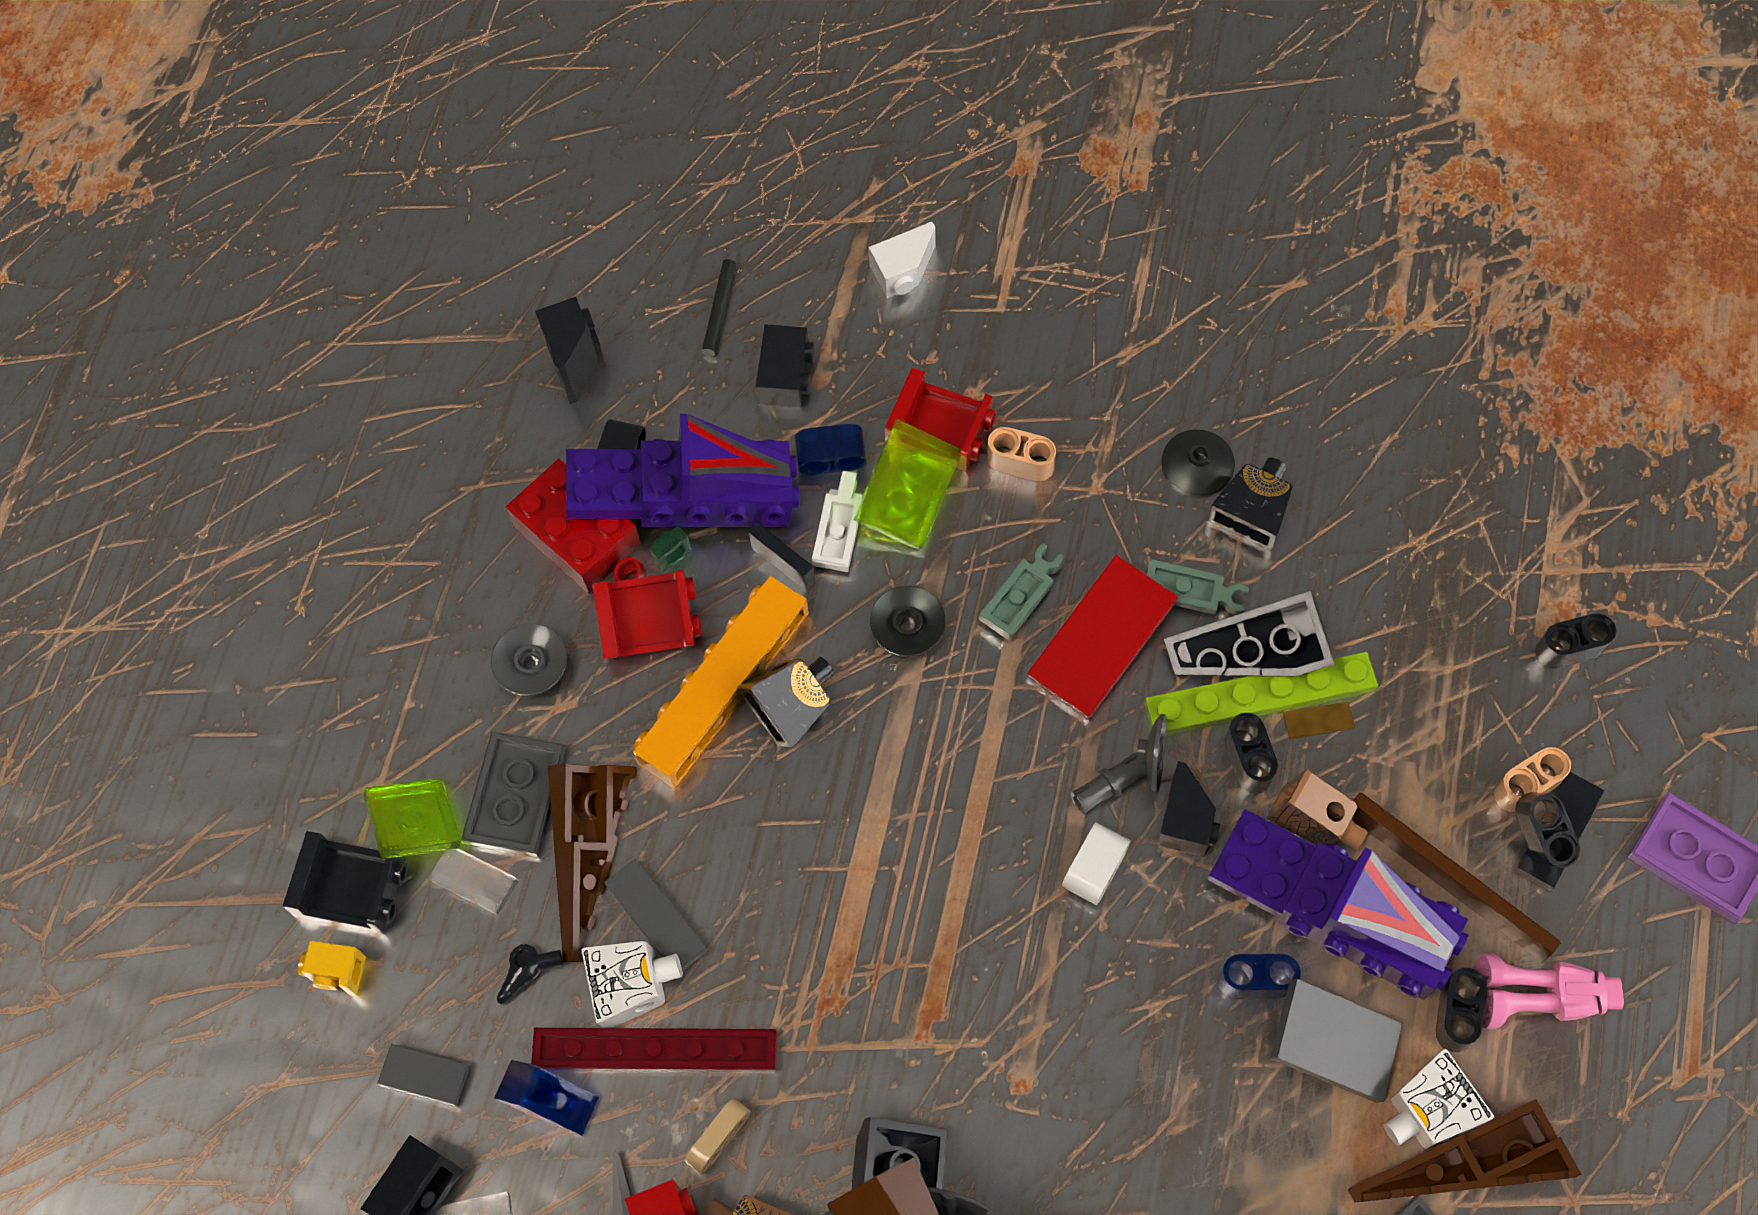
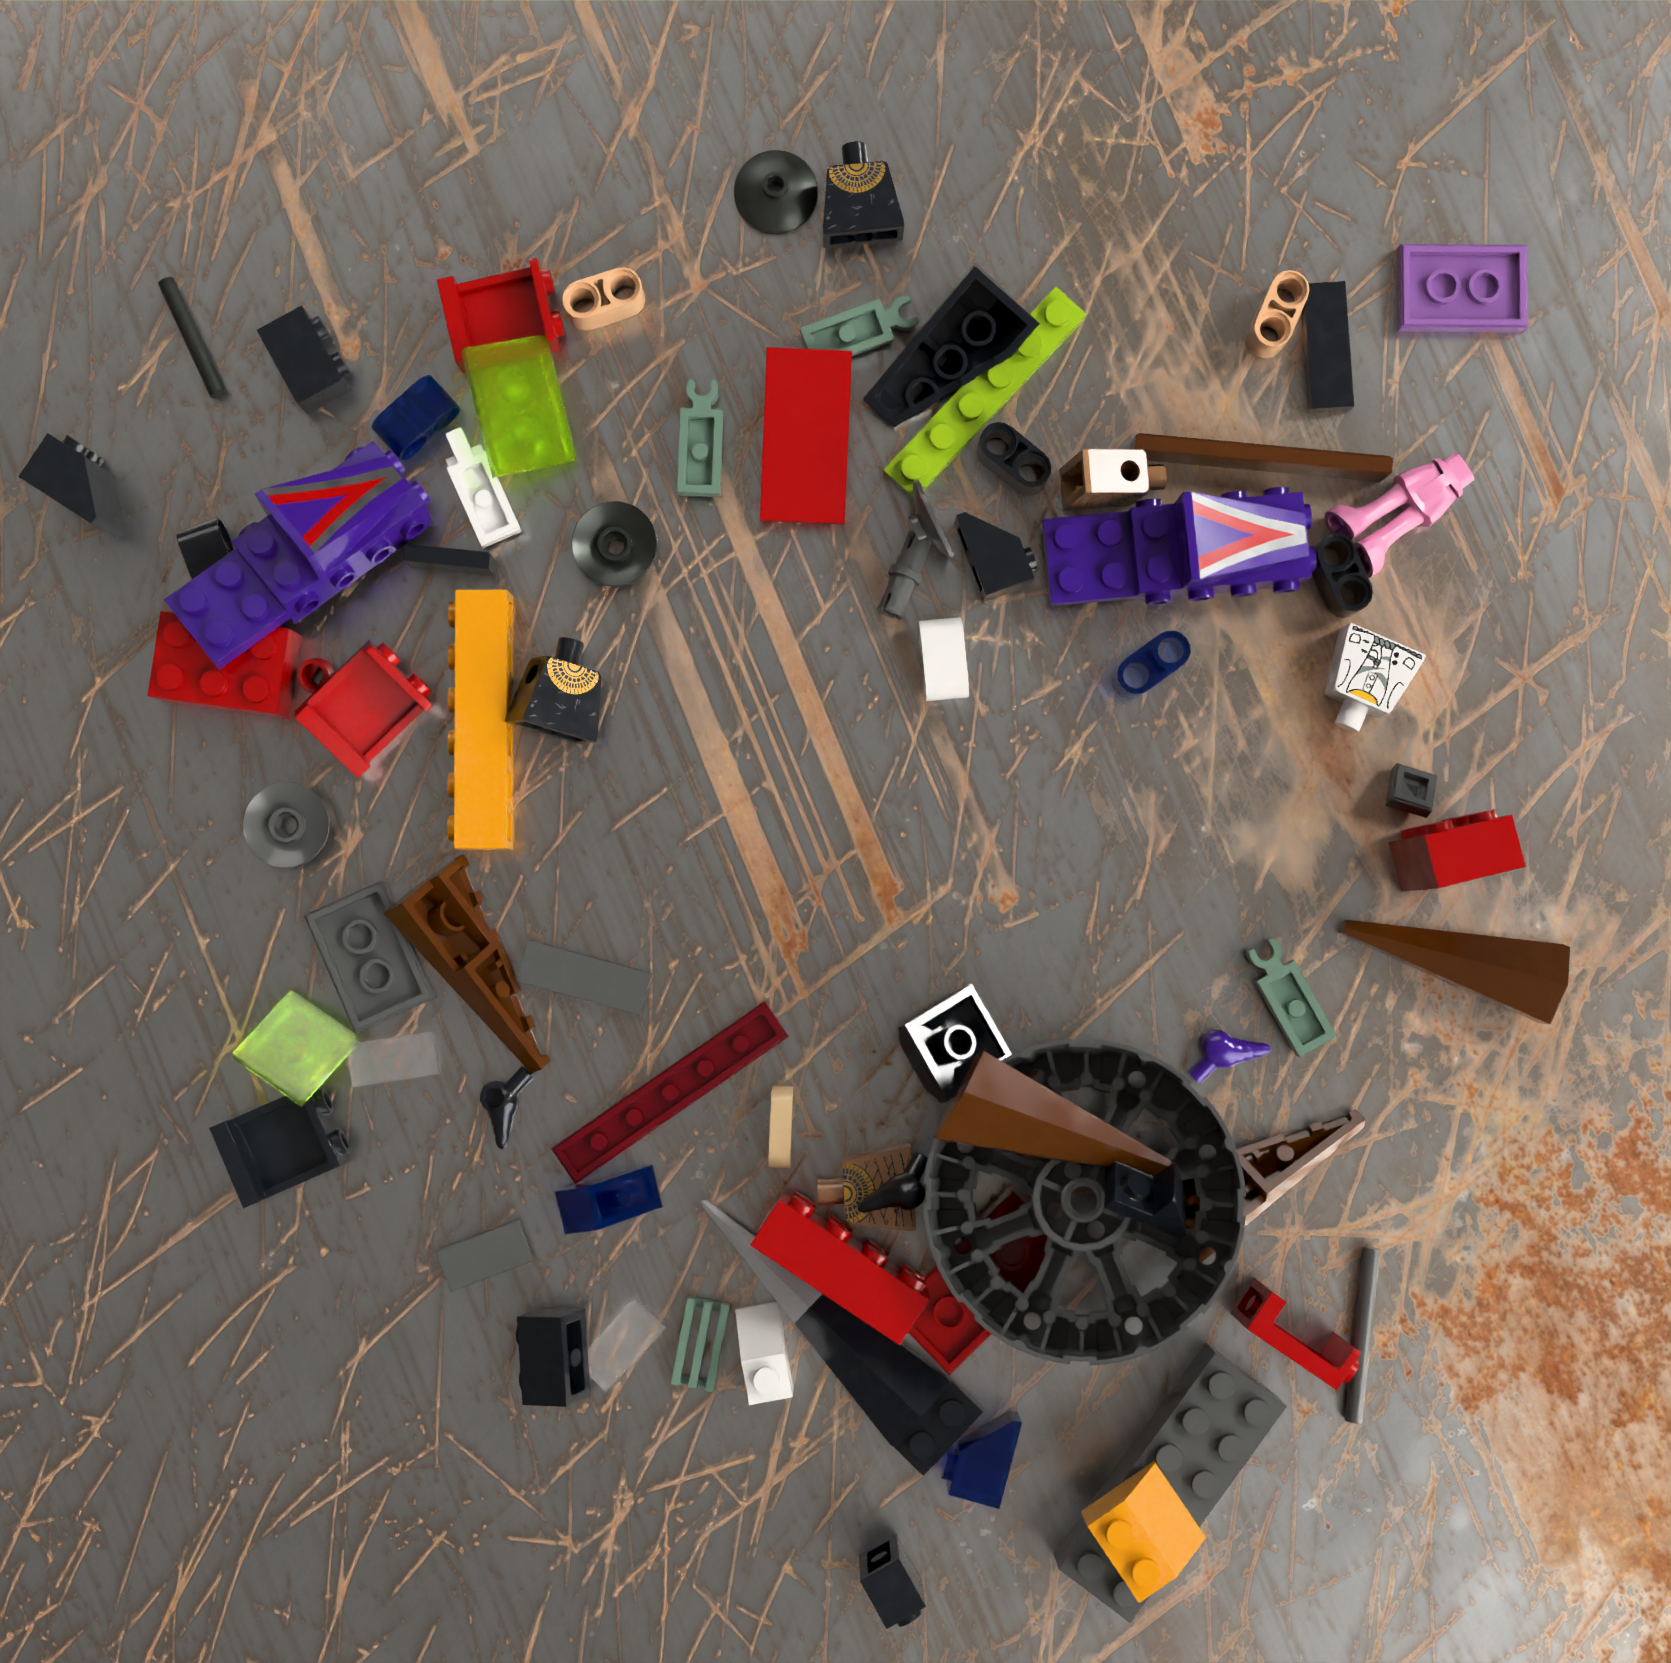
camera: 40 degrees left, 20 degrees up
(332, 966) = (329, 1225): yellow brick -> none
(627, 980) = (603, 1052): torso -> none
(670, 549) = (336, 625): clear green plate -> none
(902, 259) = (340, 163): white slope -> none
(1319, 720) = (1051, 382): pearl gold sticker -> none
(1336, 1041) = (1252, 678): tile -> none
(1500, 1153) = (1454, 674): reddish brown wedge -> none
(1552, 826) = (1322, 358): black beam -> none
(1575, 640) = (1237, 147): black beam -> none

